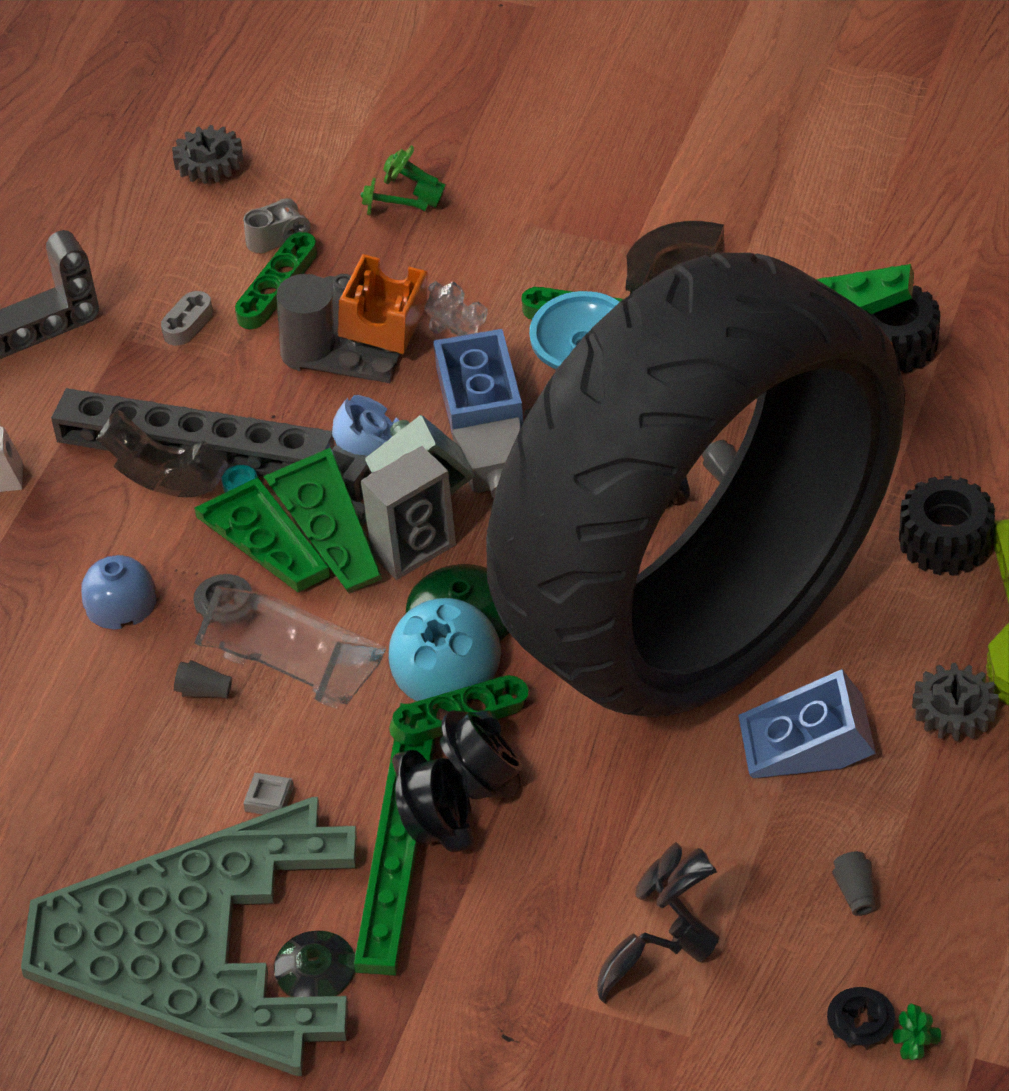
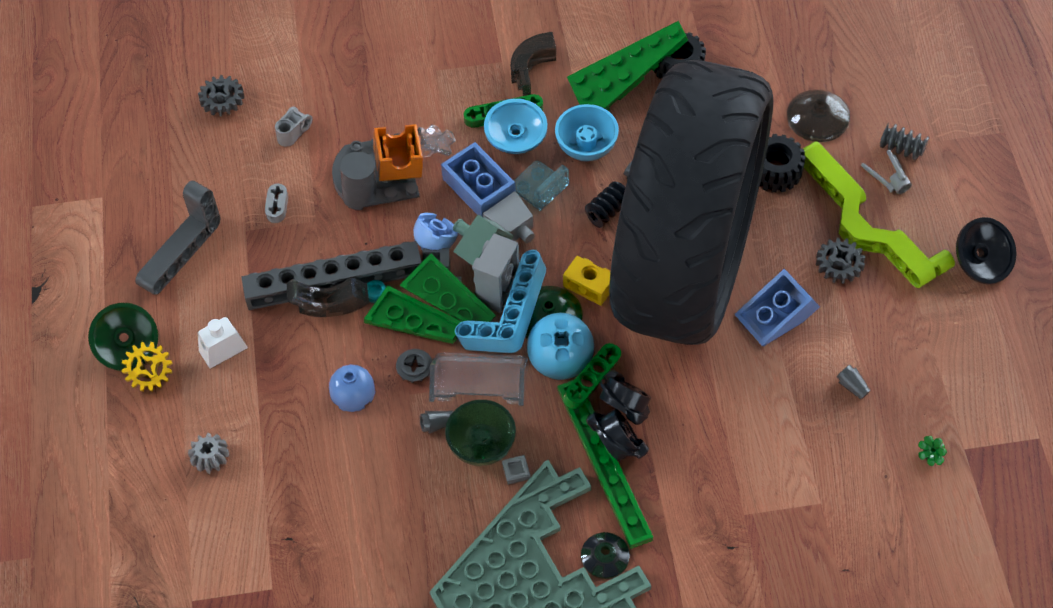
camera: 30 degrees left, 10 degrees up
(240, 717) = (474, 424): none -> clear green piece
(271, 278) = (313, 159): green beam -> none
(405, 579) = (510, 332): none -> medium azure beam
(427, 190) = (367, 70): green plant -> none
(686, 930) = (794, 424): black plant -> none
(850, 1005) = (906, 447): black gear -> none

